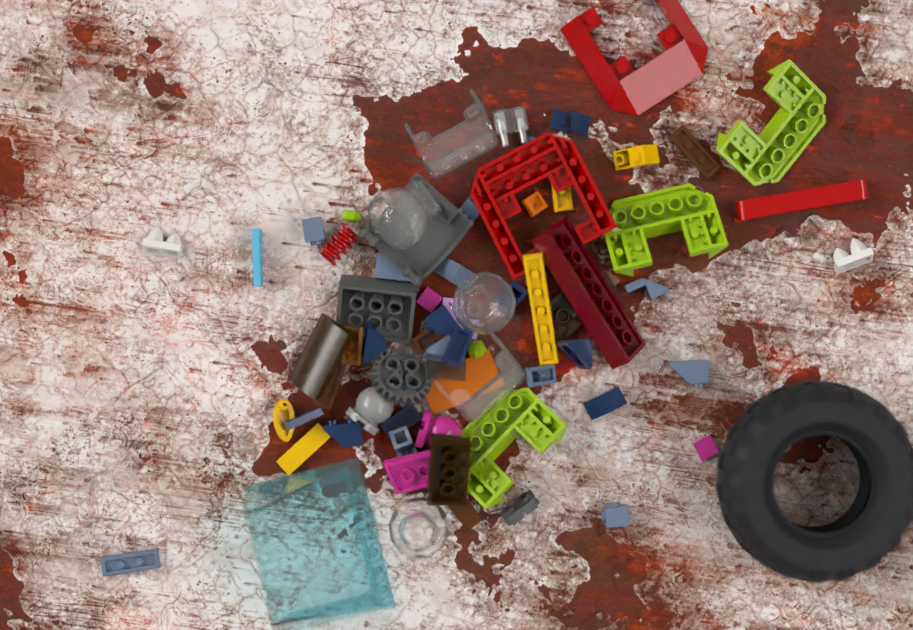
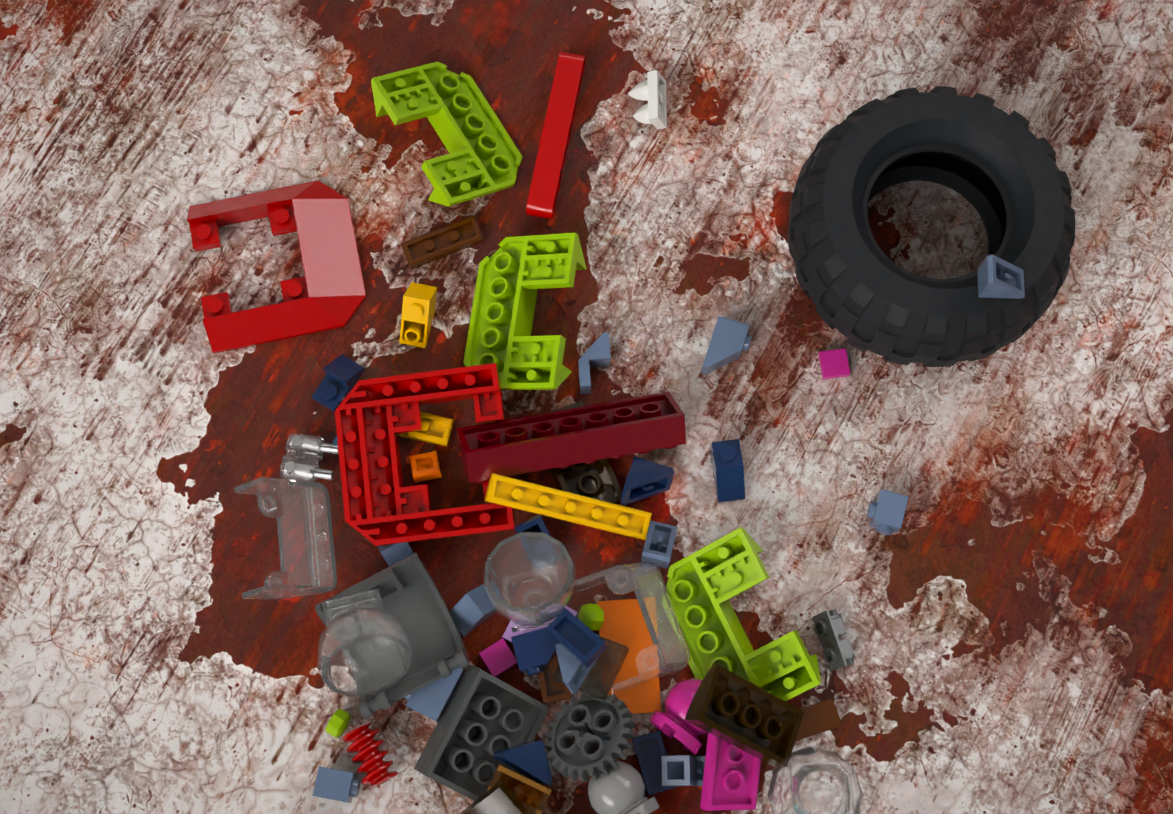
camera: 70 degrees left, 15 degrees down
(783, 540) = (1000, 279): none -> sand blue slope

